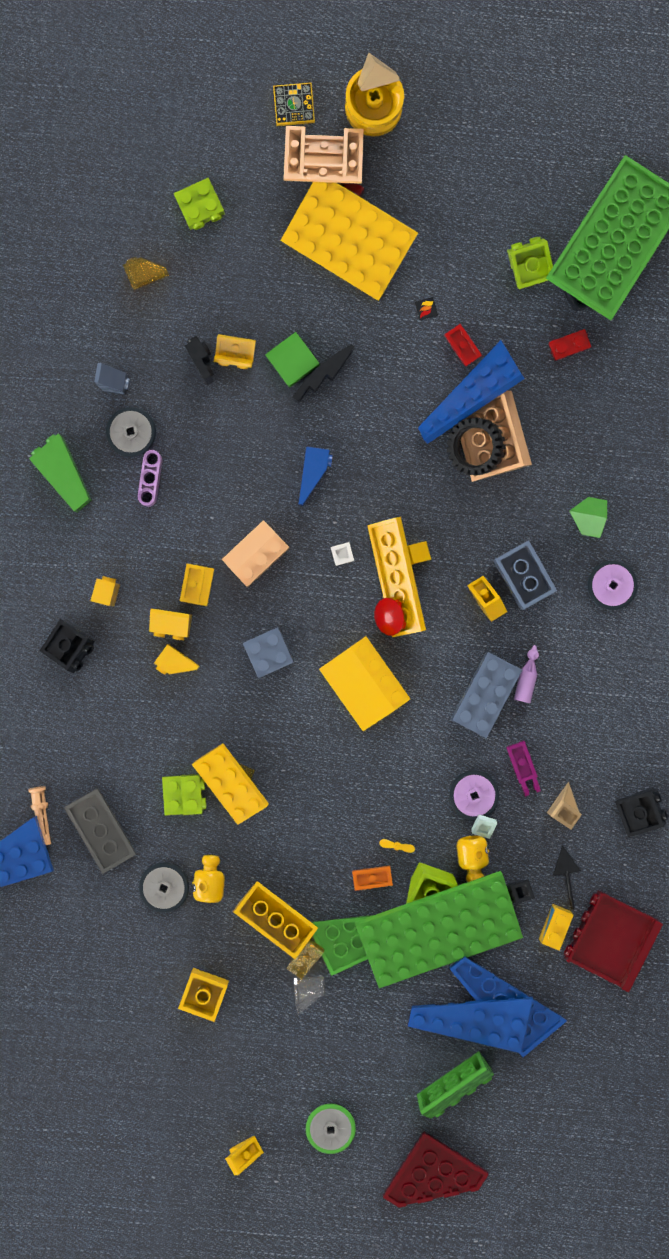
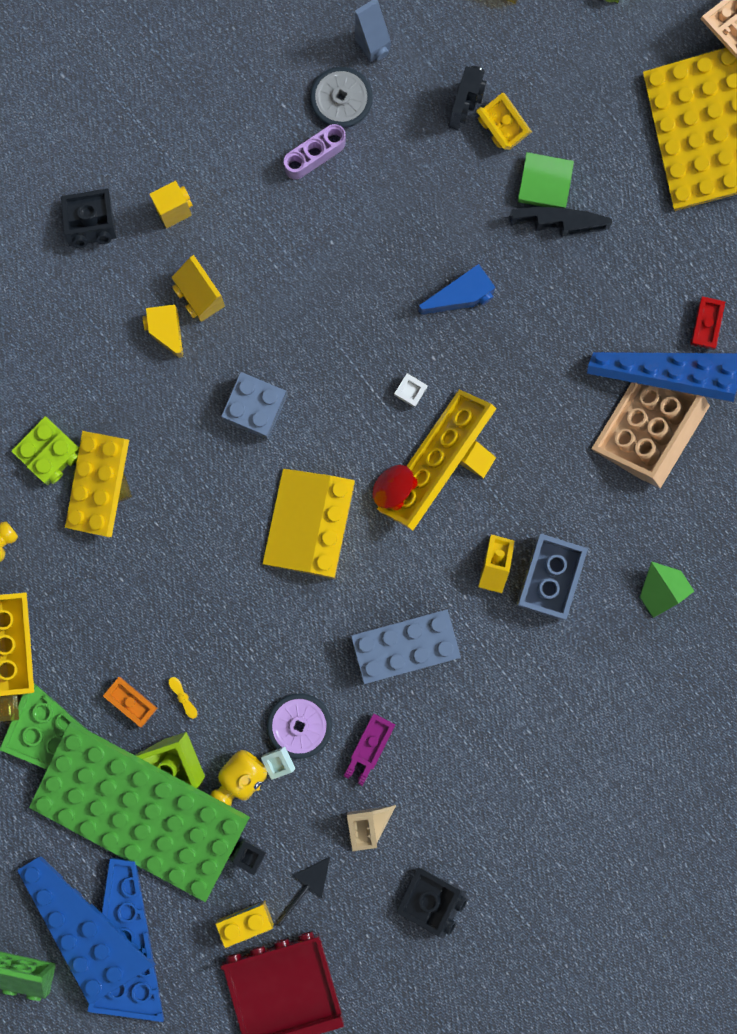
camera: 40 degrees right, 5 degrees down
(61, 471) = (245, 67): bright green slope -> none
(197, 584) = (256, 283): yellow plate -> none
(255, 553) = (335, 312): light nougat slope -> none
(426, 308) = (708, 260): black sticker -> none
(454, 449) = (612, 398): black tyre -> none
(527, 678) = (457, 672): lavender wheel -> none
(625, 586) = (604, 673): lavender wheel -> none

